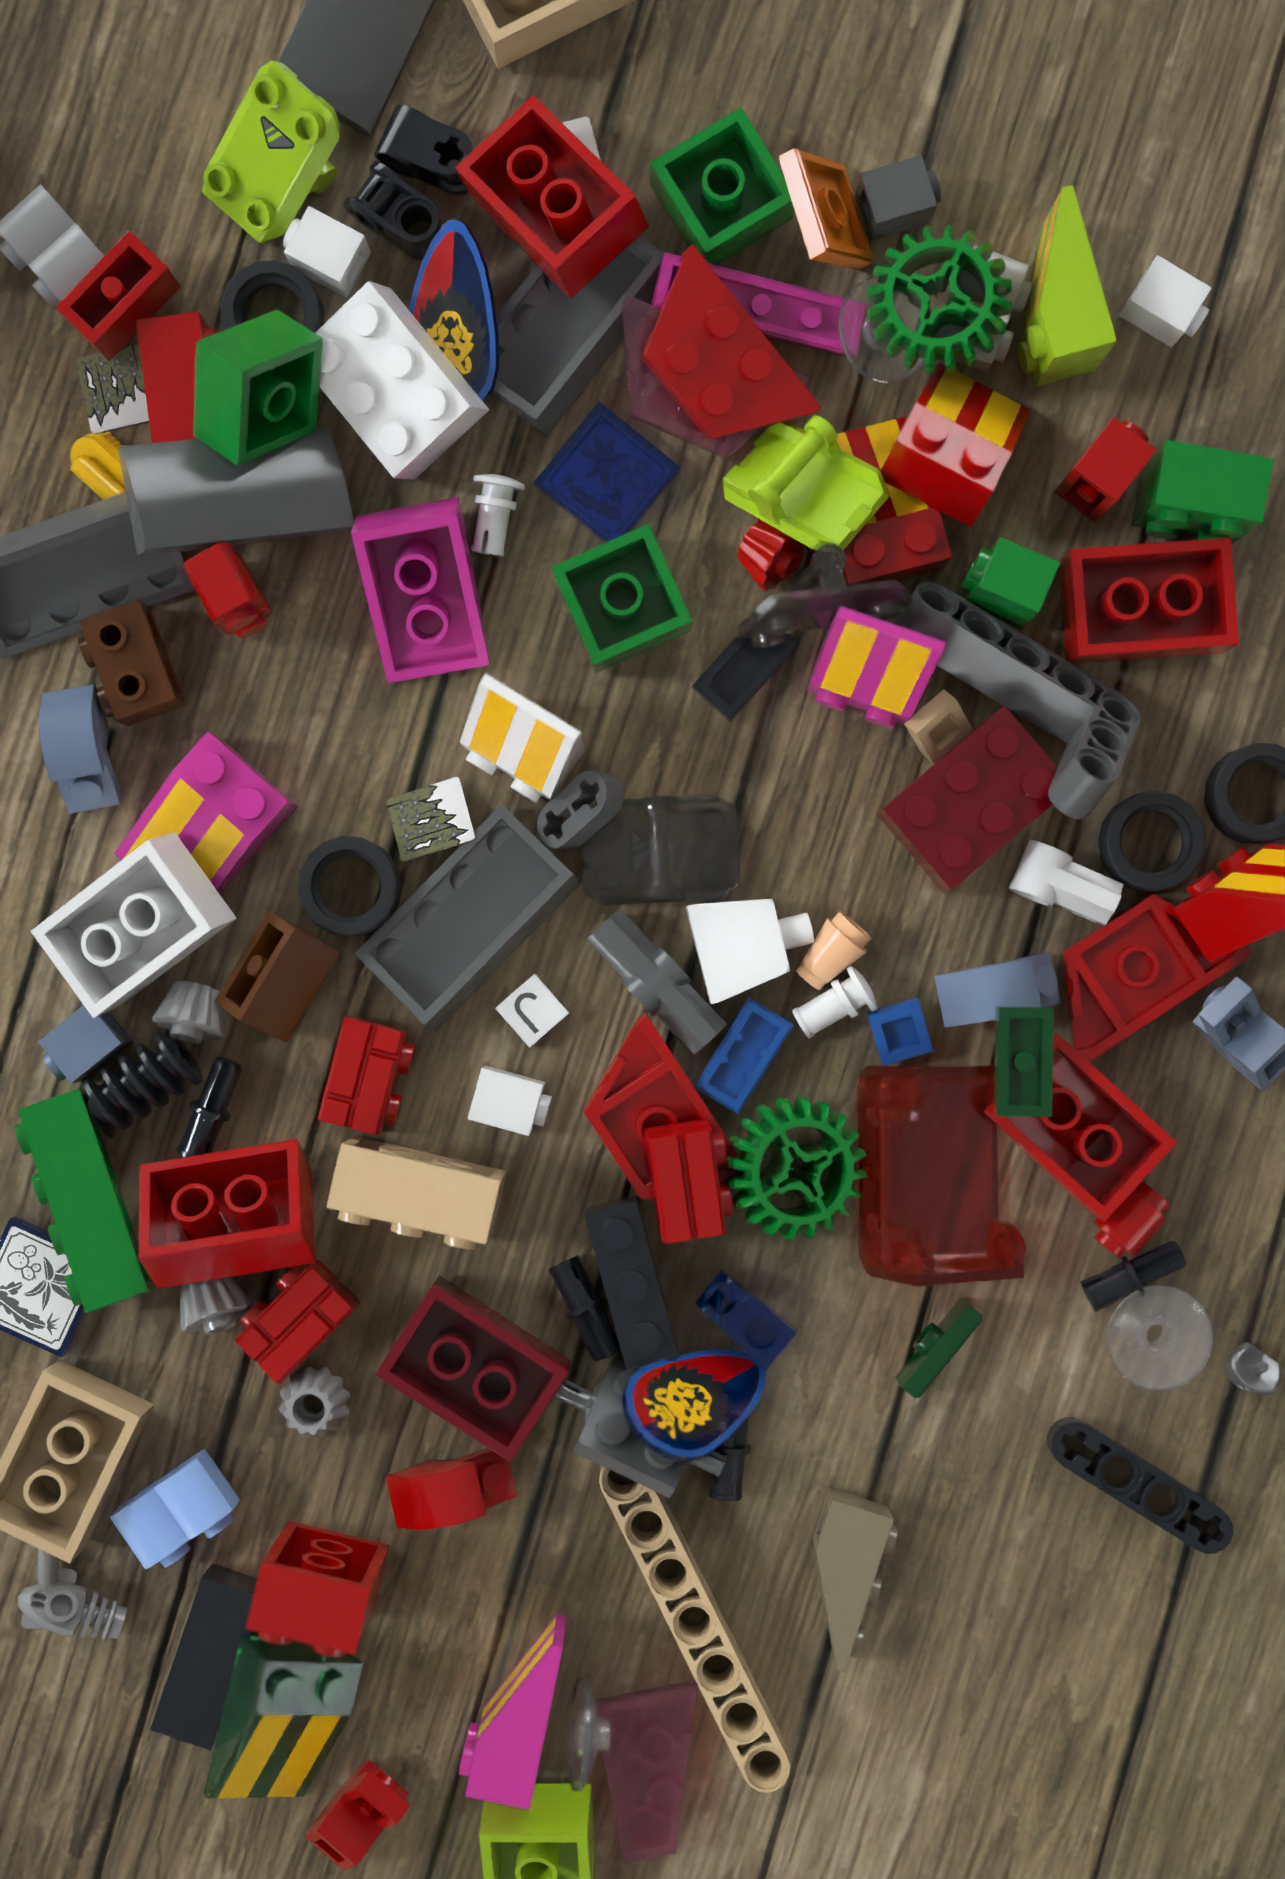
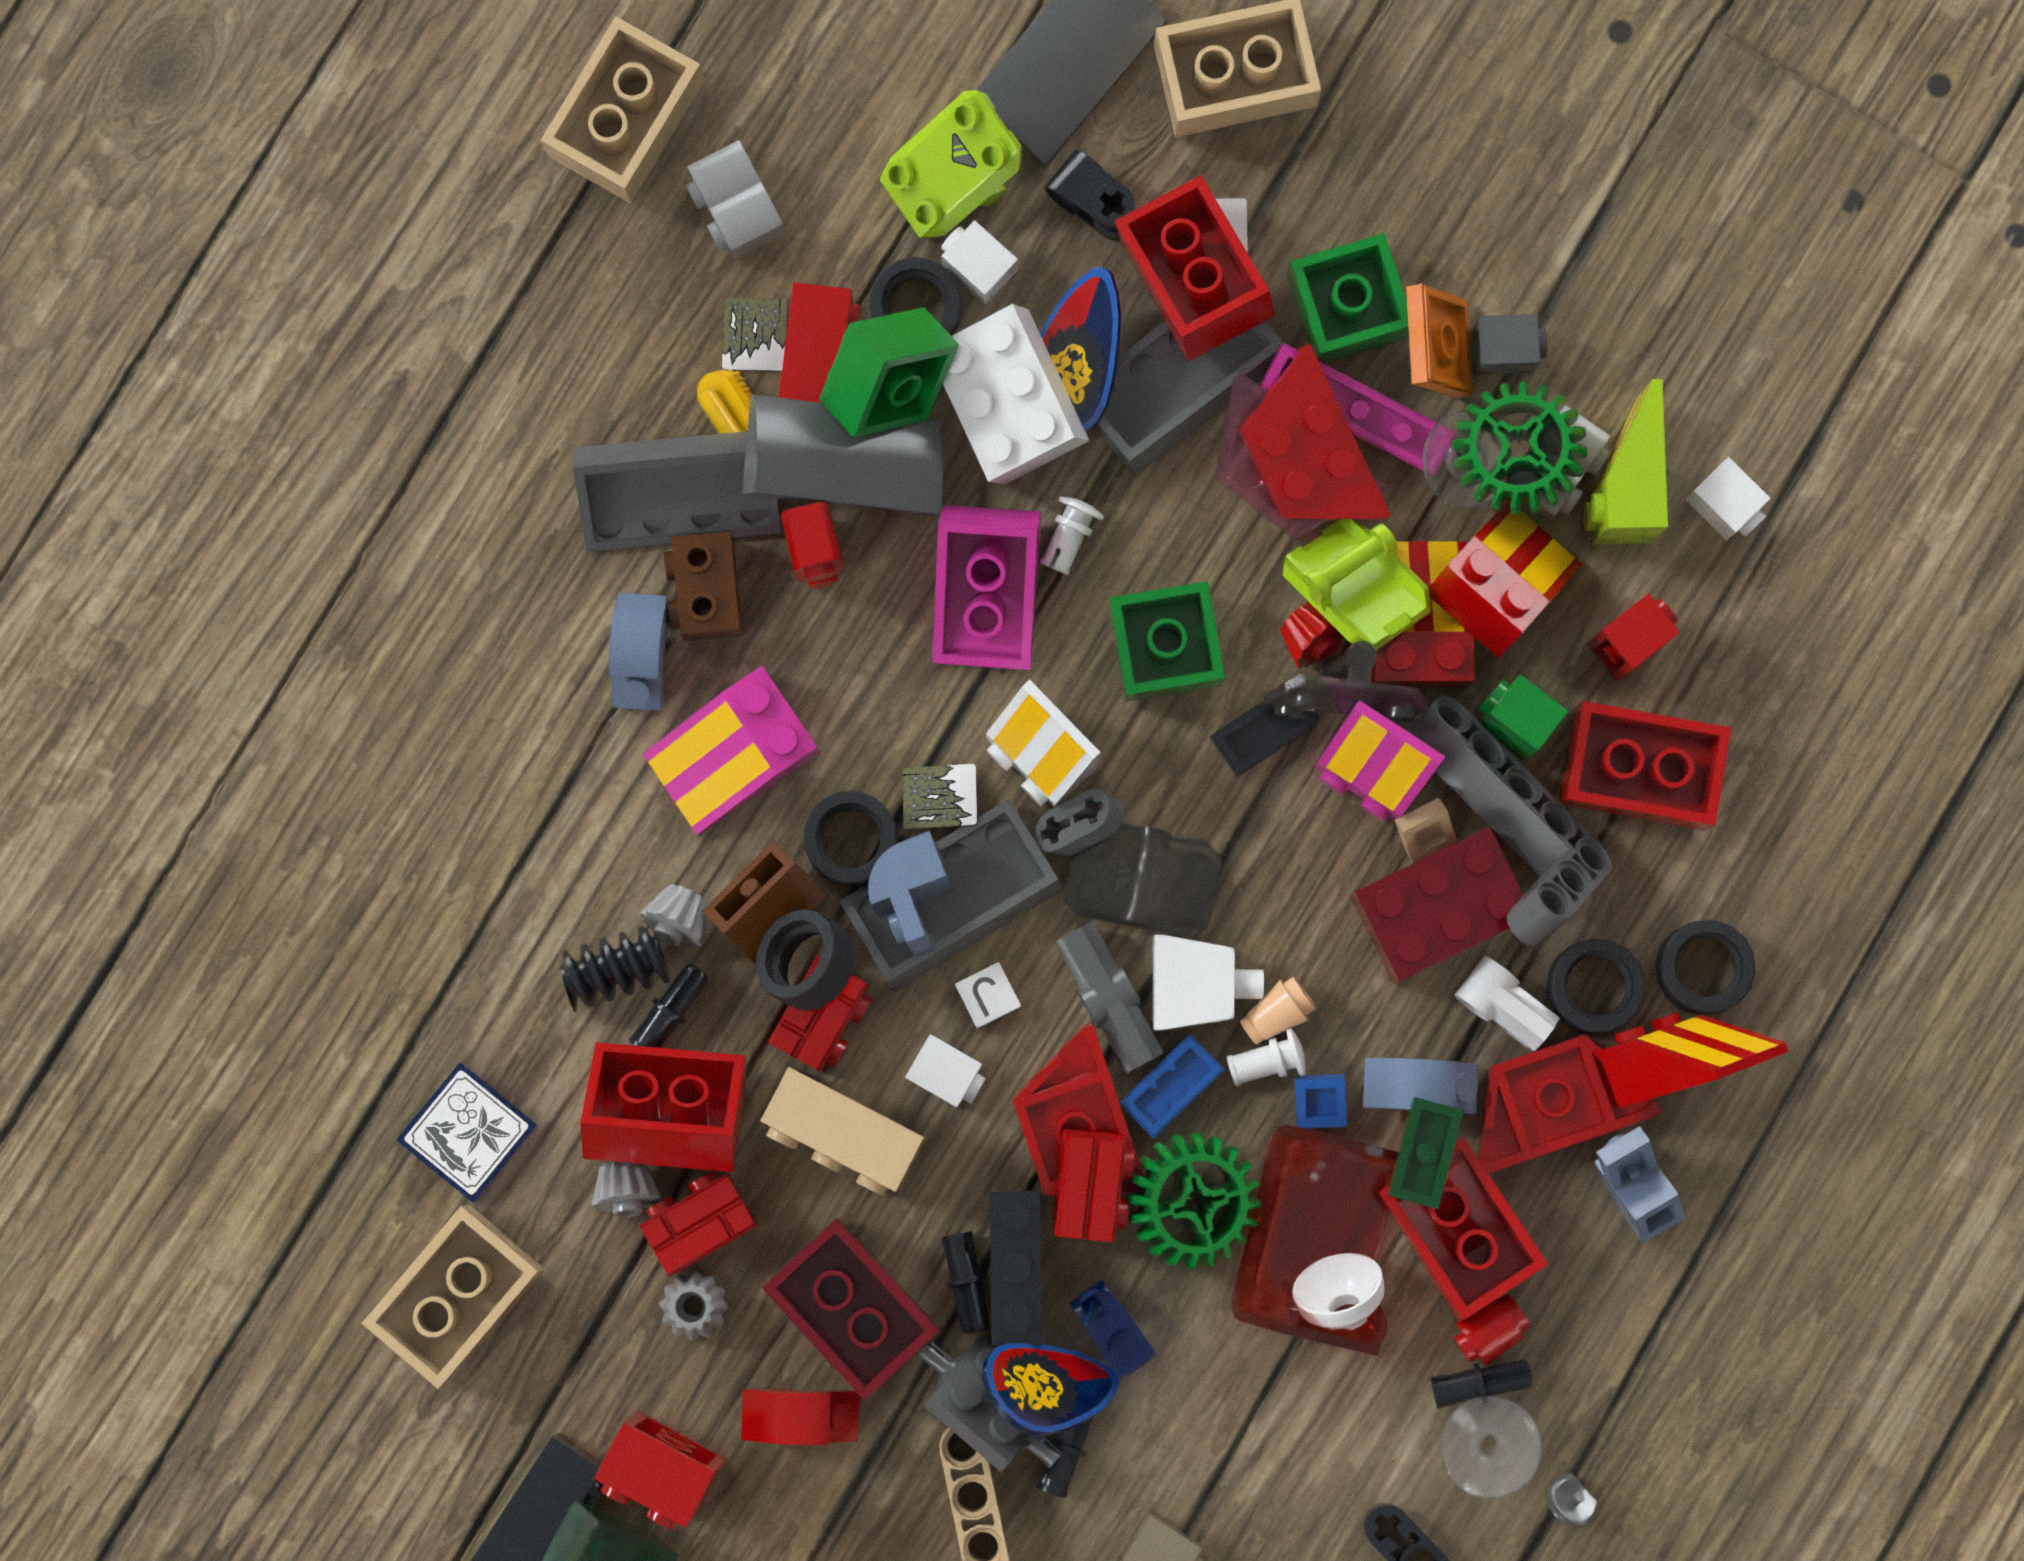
camera: 15 degrees right, 5 degrees down
(61, 1604) = (413, 1432): light grey piece -> none
(83, 1044) = (570, 919): sand blue brick -> none
(84, 1201) = (535, 1062): green brick -> none
(115, 293) = (782, 256): red brick -> none
(133, 924) = (648, 822): white brick -> none
(176, 1509) = (541, 1371): light blue brick -> none
(302, 1024) = (778, 948): none -> black tyre
(390, 207) = (1045, 237): black piece -> none
(411, 916) = (902, 878): none -> sand blue brick
(606, 475) = (1180, 526): clear blue tile -> none
(937, 1347) = (1282, 1401): dark green plate -> none
(960, 1212) = (1338, 1282): none -> white piece
(1201, 492) = (1715, 680): green brick -> none

